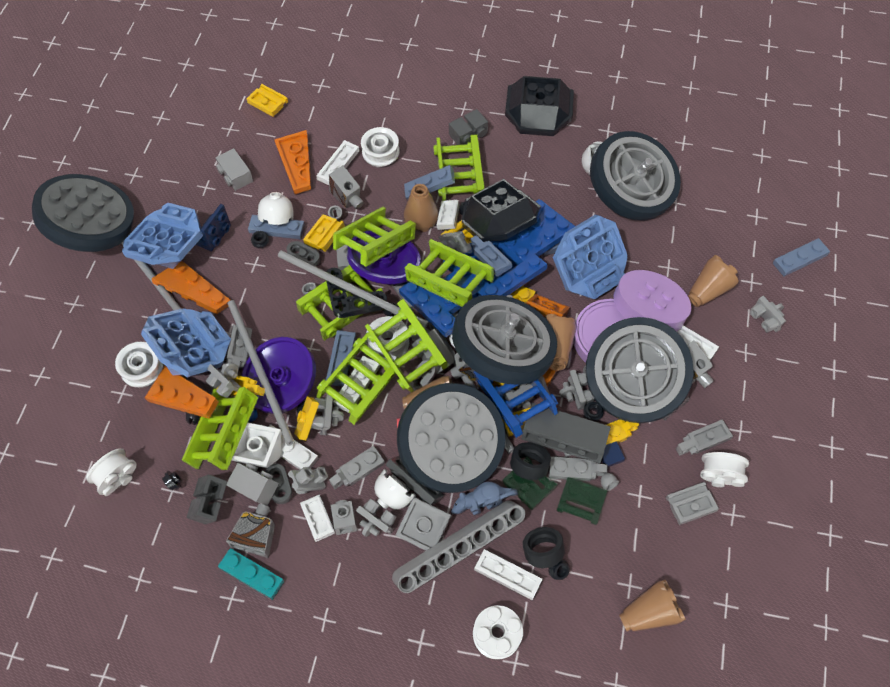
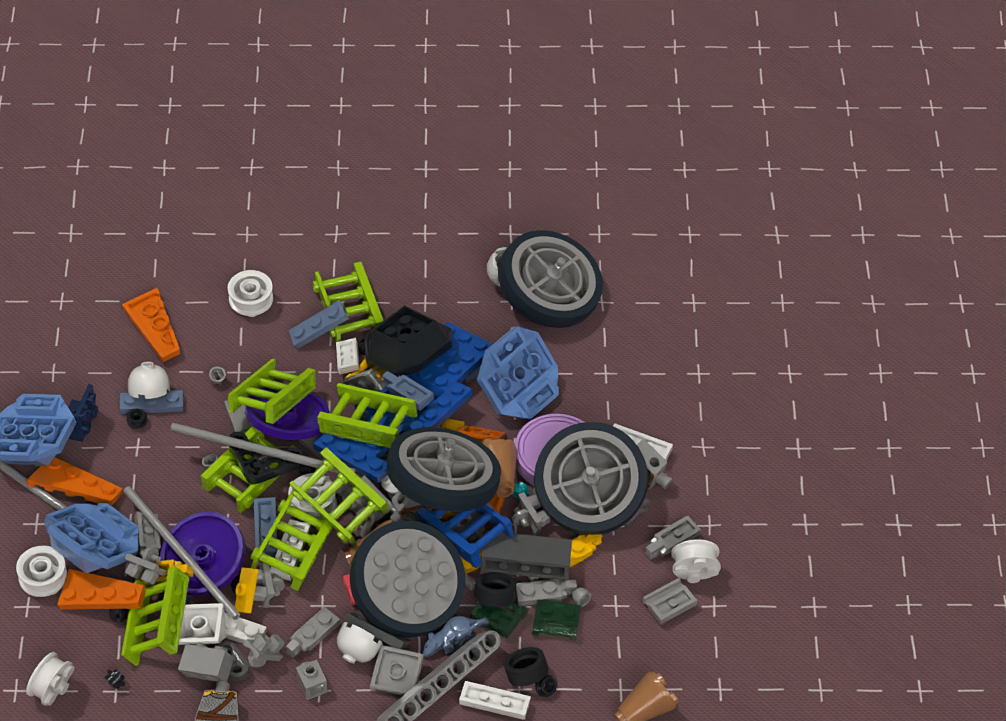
camera: 15 degrees left, 10 degrees down
(207, 490) = (161, 689): dark grey piece -> none
(233, 169) = (83, 346): light grey brick -> none
(267, 100) = (98, 260): yellow plate -> none
(304, 252) = (193, 421): dark grey plate -> none
(317, 518) = (282, 685): white plate -> none
(322, 232) = (210, 399): yellow plate -> none
(342, 156) = (204, 319): white plate -> none
(345, 188) = (222, 346): light grey torso -> none
(369, 511) = (337, 670): light grey hips -> none
(421, 208) = (316, 353): medium nougat cone -> none
(461, 131) = (342, 260): dark grey piece -> none
(539, 105) = (425, 217): black piece -> none
(573, 364) = (519, 488): none -> teal plate
(595, 407) = (551, 527): black plate -> none
(612, 454) = (580, 570): dark blue tile -> none
(652, 296) = (592, 401): lavender brick -> none
(713, 281) = (655, 378): medium nougat cone -> none
(771, 314) = (722, 401): light grey hips -> none
(801, 257) = (747, 338): sand blue plate -> none

